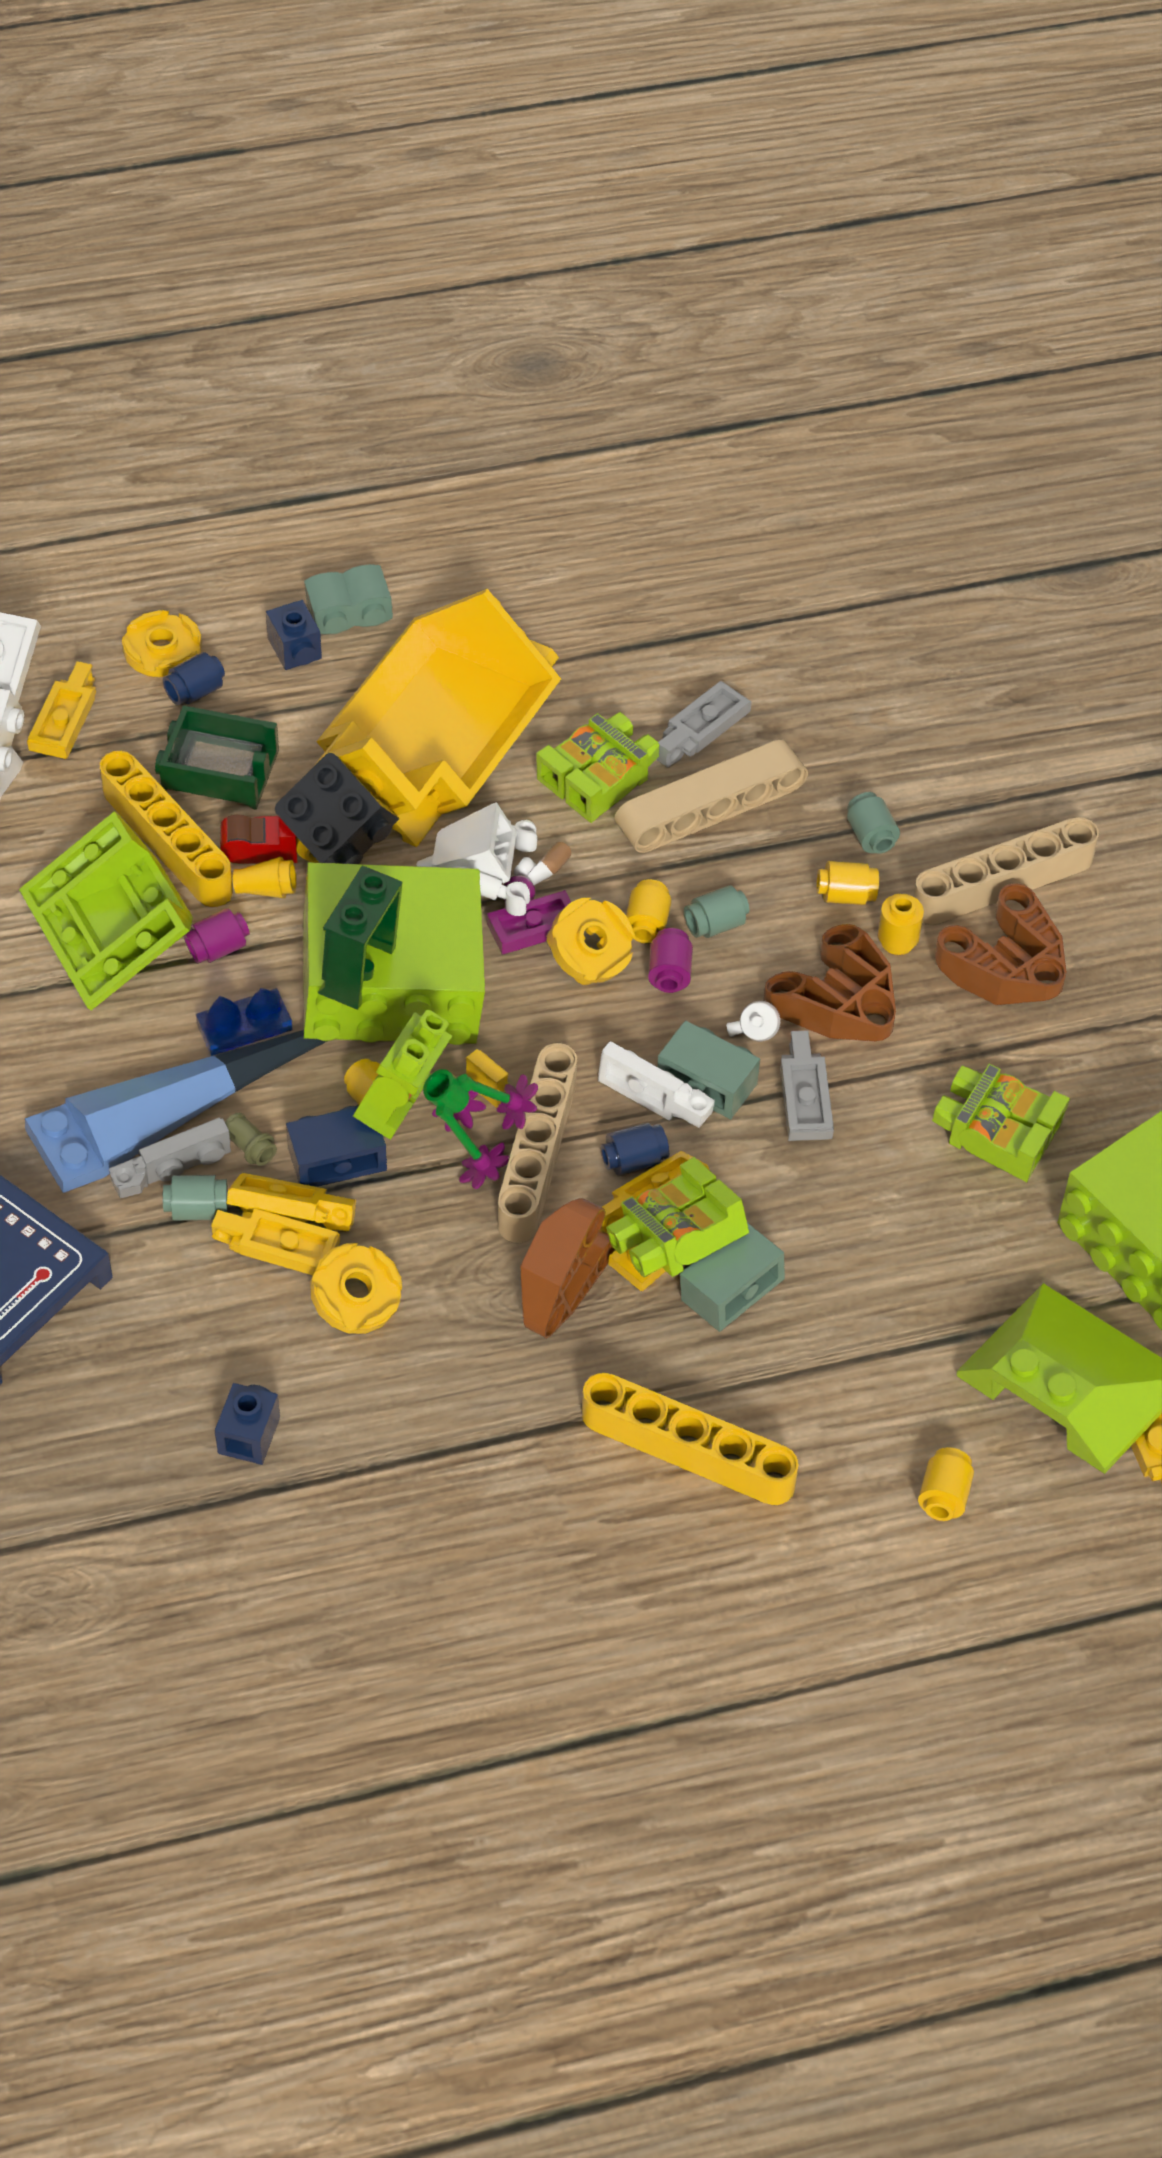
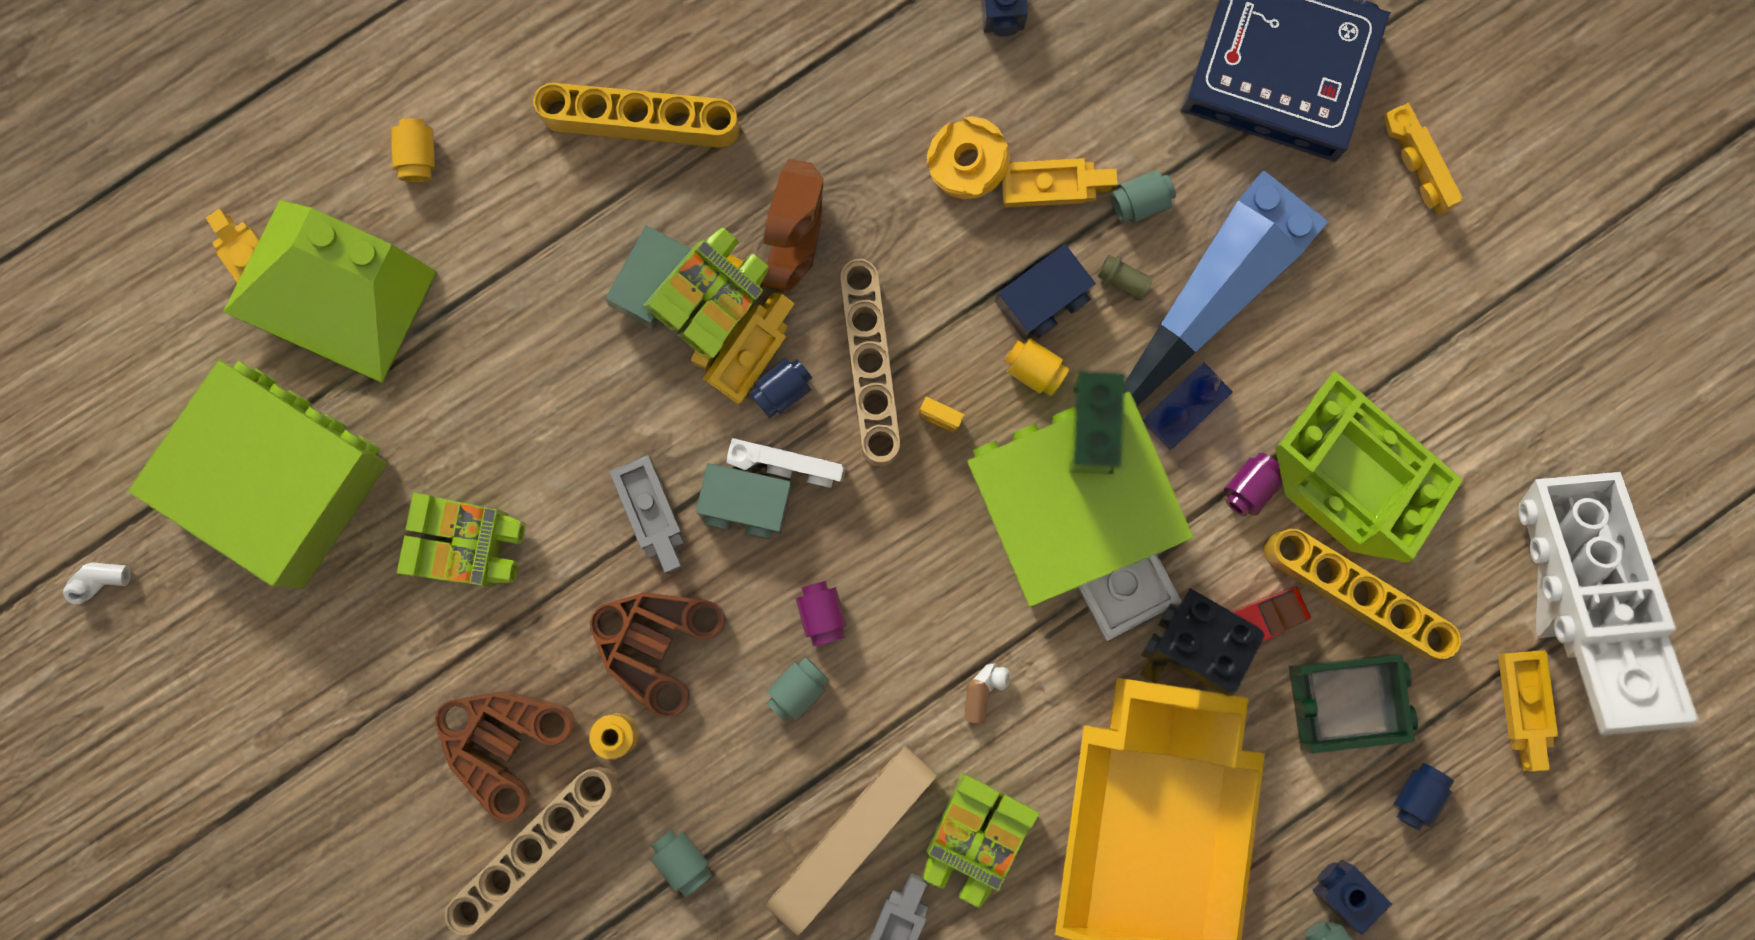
camera: 160 degrees right, 30 degrees up
(156, 626) = (1455, 836): yellow tile -> none
(171, 1157) = (1183, 227): light grey hinge -> none
(268, 878) = (1236, 572): yellow cone -> none
(292, 1201) = (1063, 223): yellow hinge -> none
(403, 1073) = (998, 335): lime hips -> none
(455, 1101) = (955, 329): plant -> none
(487, 843) = (1048, 661): white torso -> none
(531, 928) = (969, 617): magenta plate -> none
(573, 954) = (921, 616): yellow plate -> none
(648, 909) = (863, 665): yellow brick -> none
(757, 1021) = (718, 574): white piece -> none
(848, 883) = (682, 776): yellow brick -> none

